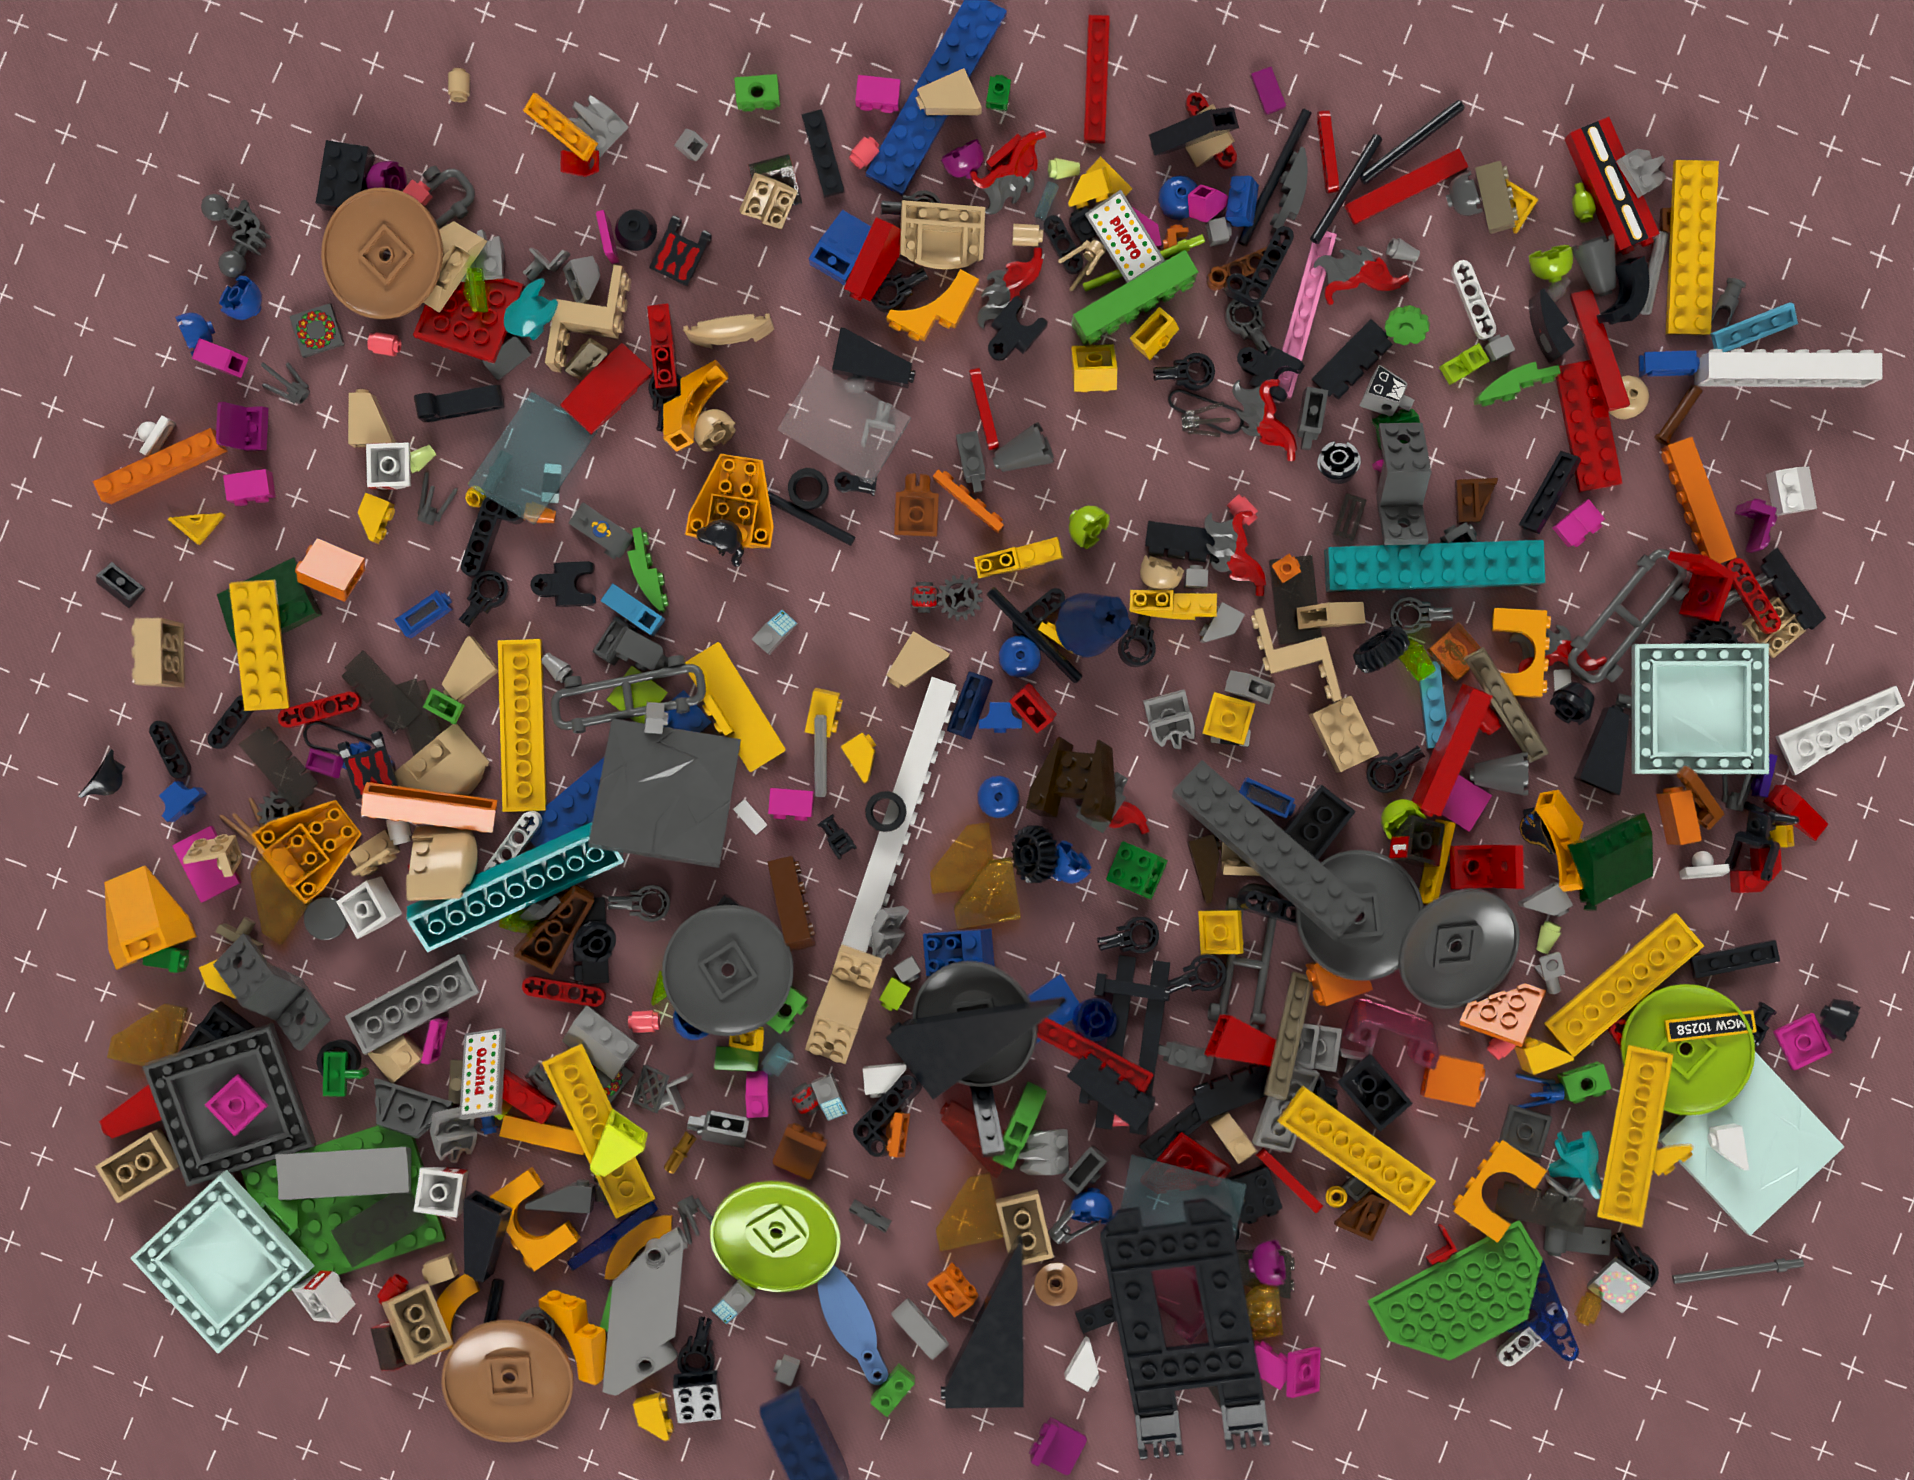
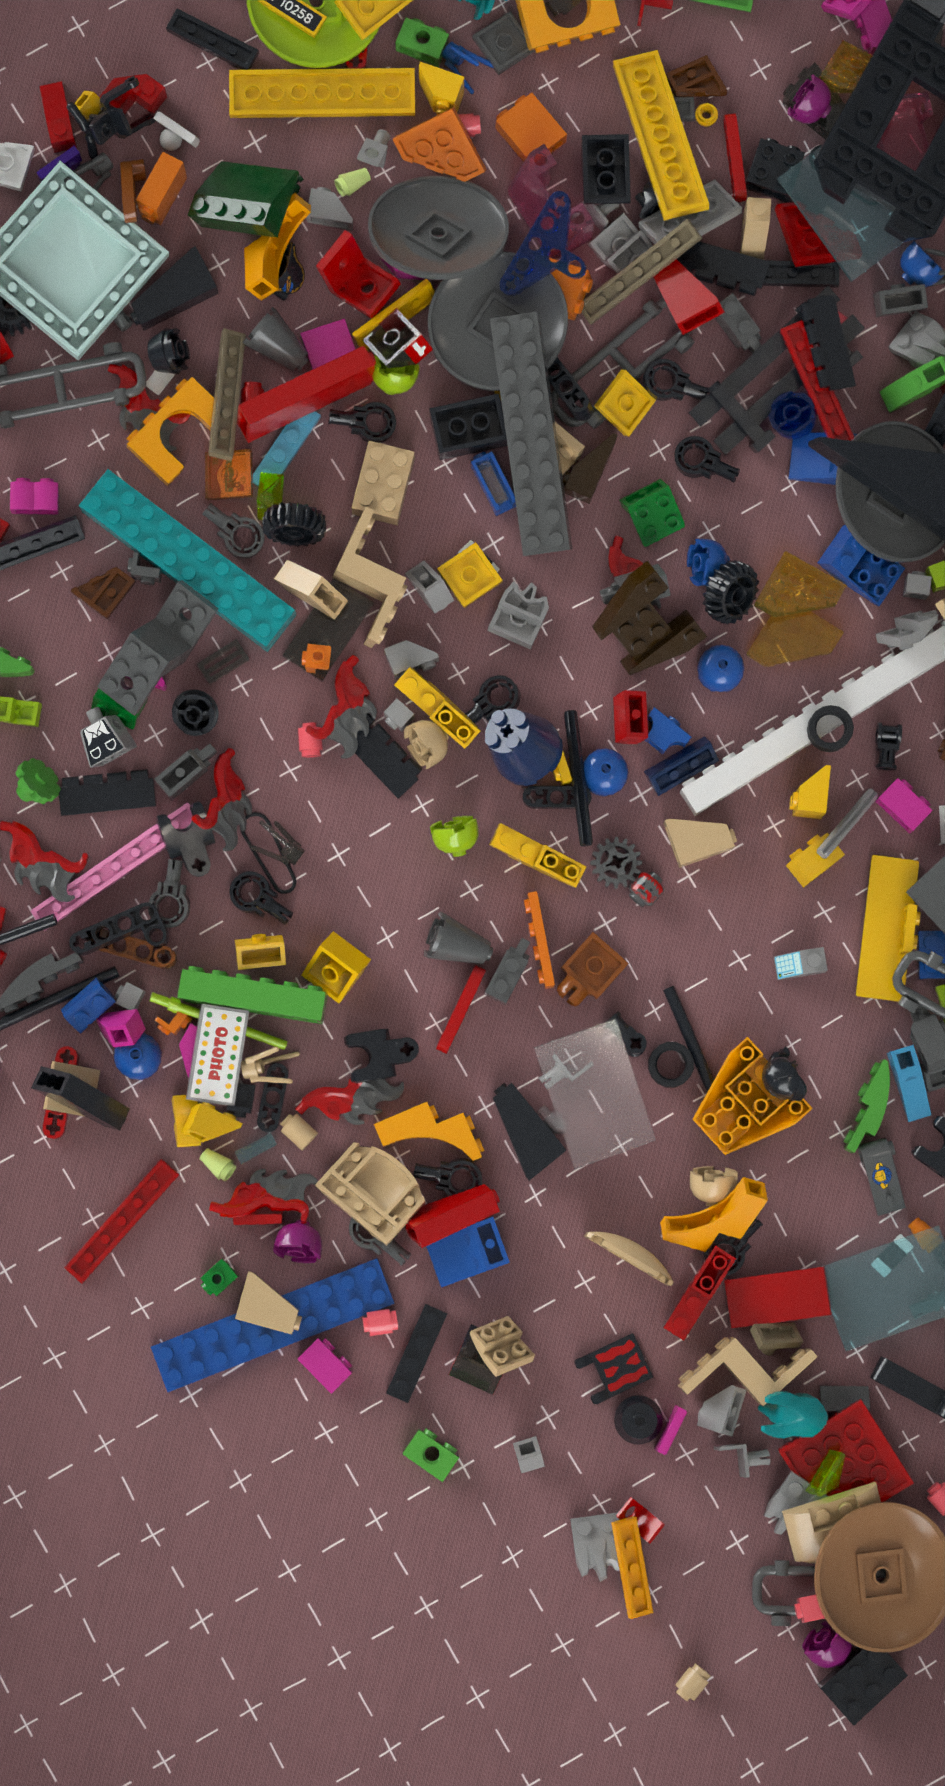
camera: 145 degrees left, 5 degrees down
(1367, 980) = (539, 259): none -> clear blue beam

